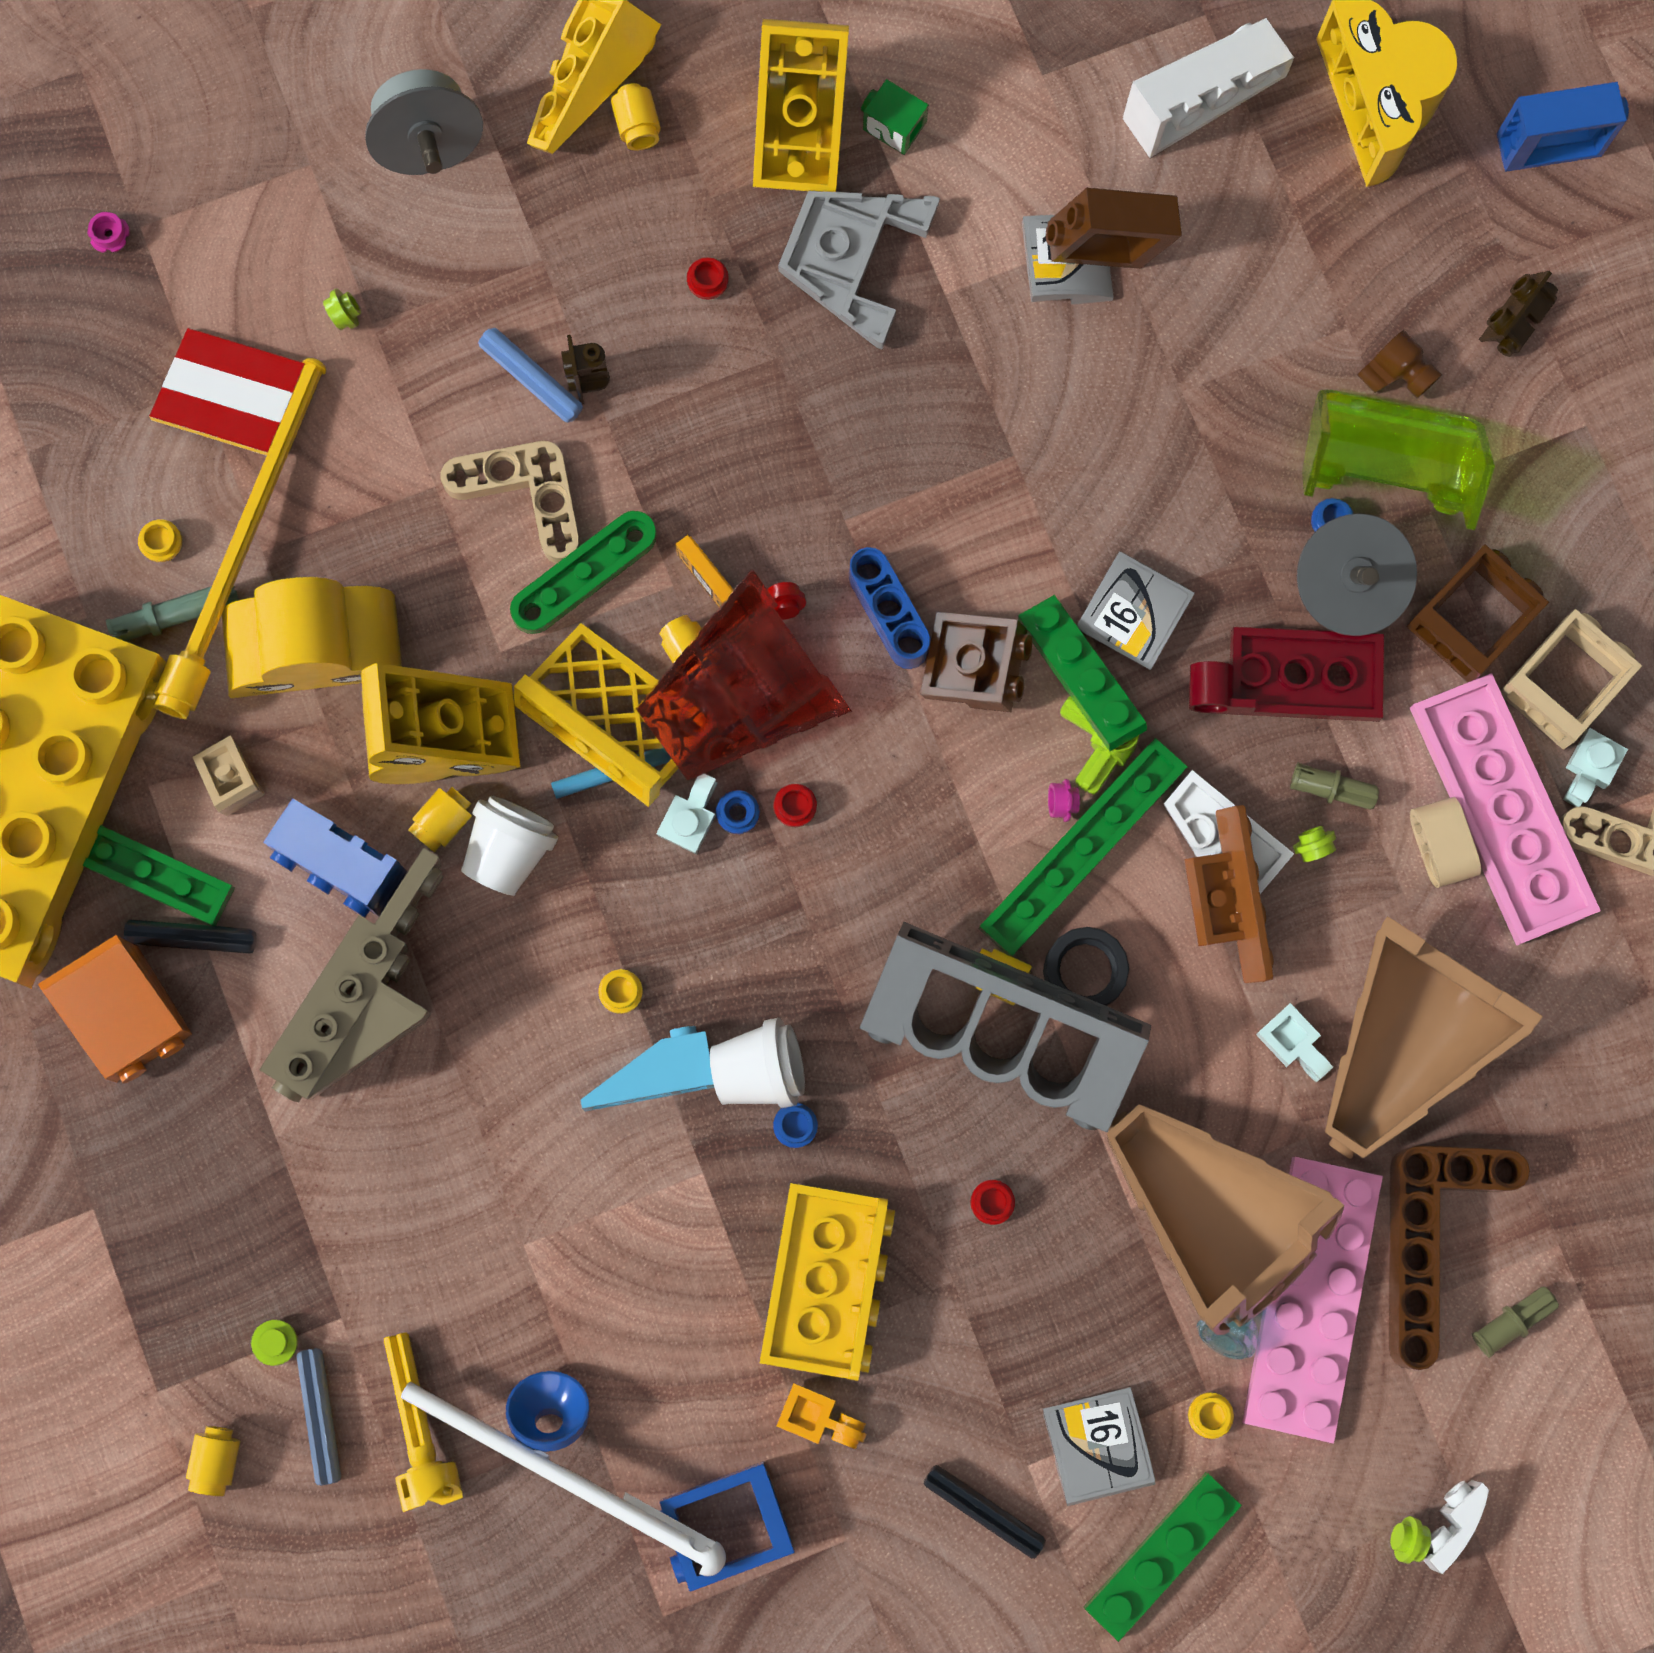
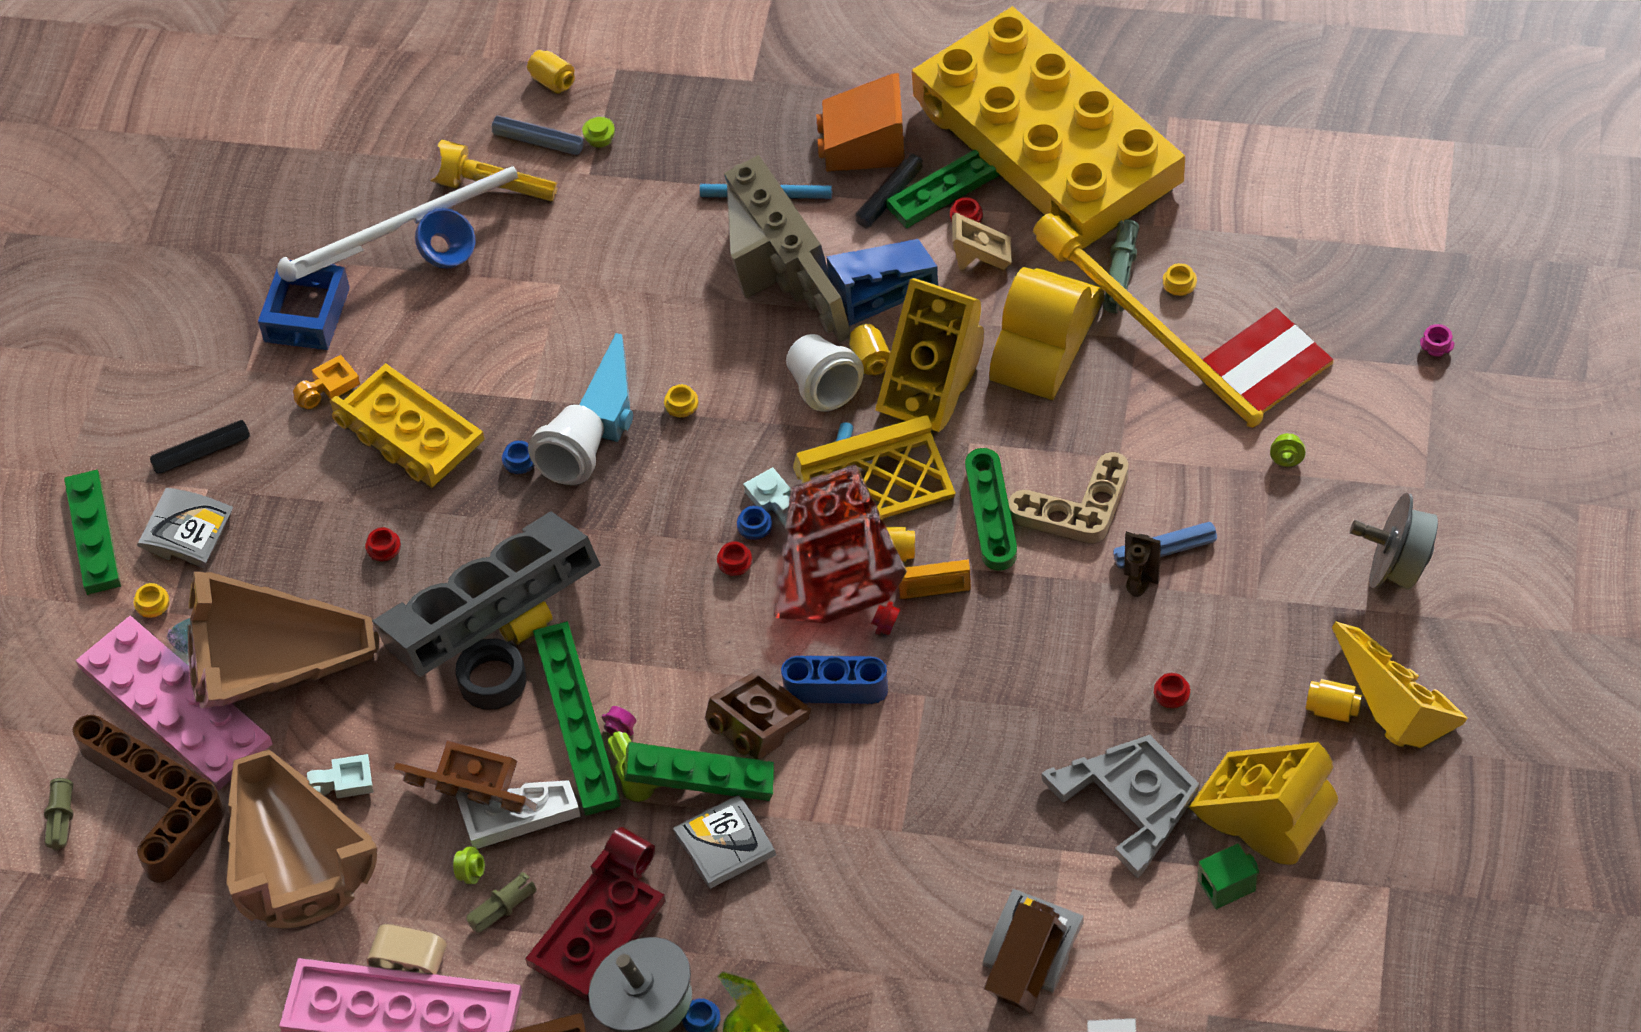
camera: 130 degrees right, 25 degrees down
(182, 827) = (967, 207): none -> red plate
(263, 1083) = (792, 191): none -> dark azure bar

